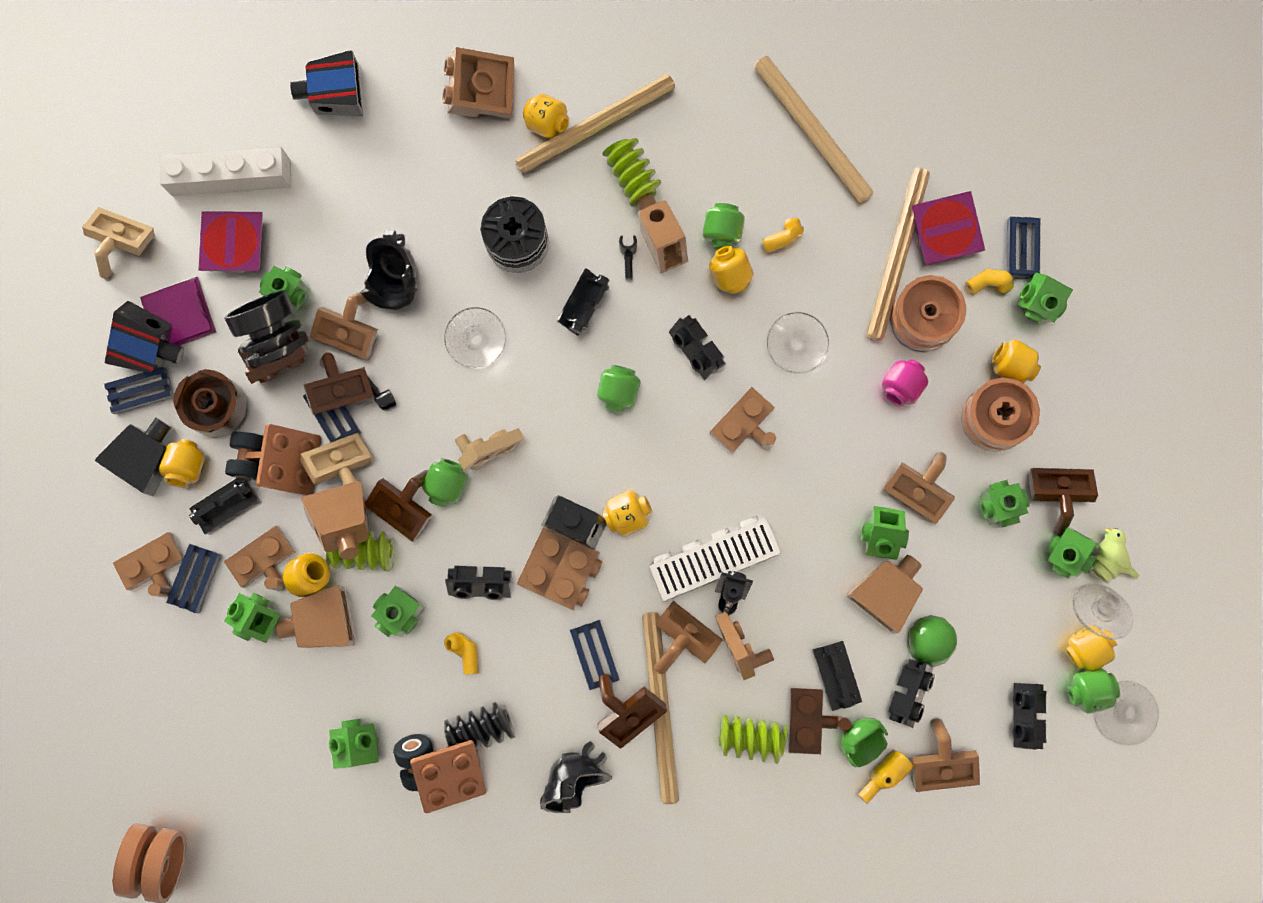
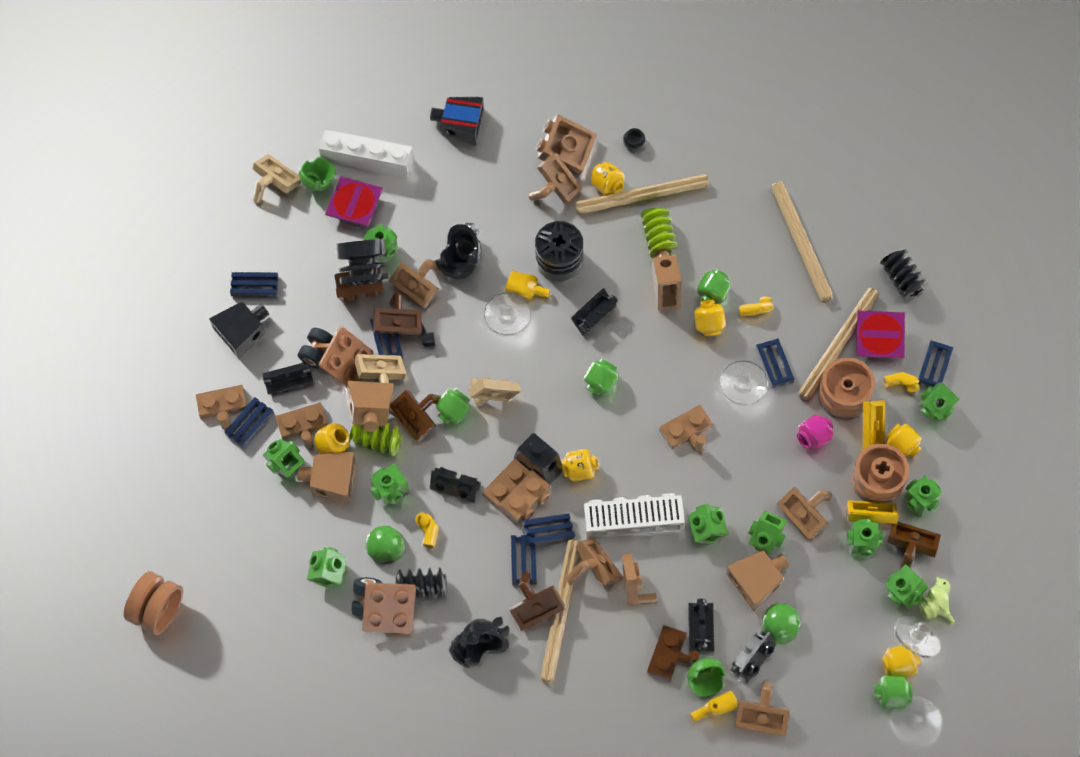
camera: 15 degrees right, 15 degrees down
(140, 340) = (268, 248): black torso -> none
(170, 218) = (317, 174): none -> bright green hair
(182, 463) = (268, 340): yellow head -> none
(183, 308) = (298, 241): magenta piece -> none
(205, 386) = (303, 304): reddish brown brick -> none
(417, 687) = (385, 544): none -> bright green hair
(484, 135) = (558, 179): none -> medium nougat plate
(485, 292) = (525, 285): none -> yellow piece
(562, 51) = (634, 139): none -> black plate
(628, 252) = (638, 287): black hand -> none
(635, 595) = (547, 529): none -> dark blue tile
(687, 336) = (664, 357): black hinge -> none
(733, 588) = (640, 538): black hinge -> none
(752, 739) = (622, 651): lime piece -> none
(808, 543) = (707, 524): none -> bright green brick
(823, 318) = (780, 380): none -> dark blue tile
(954, 138) = (903, 275): none -> black piece
(975, 353) = (873, 423): none -> yellow tile
(1004, 468) = (873, 511): none -> yellow tile
(1027, 729) = (841, 687): black hinge -> none
(1050, 431) = (922, 495): none -> bright green brick

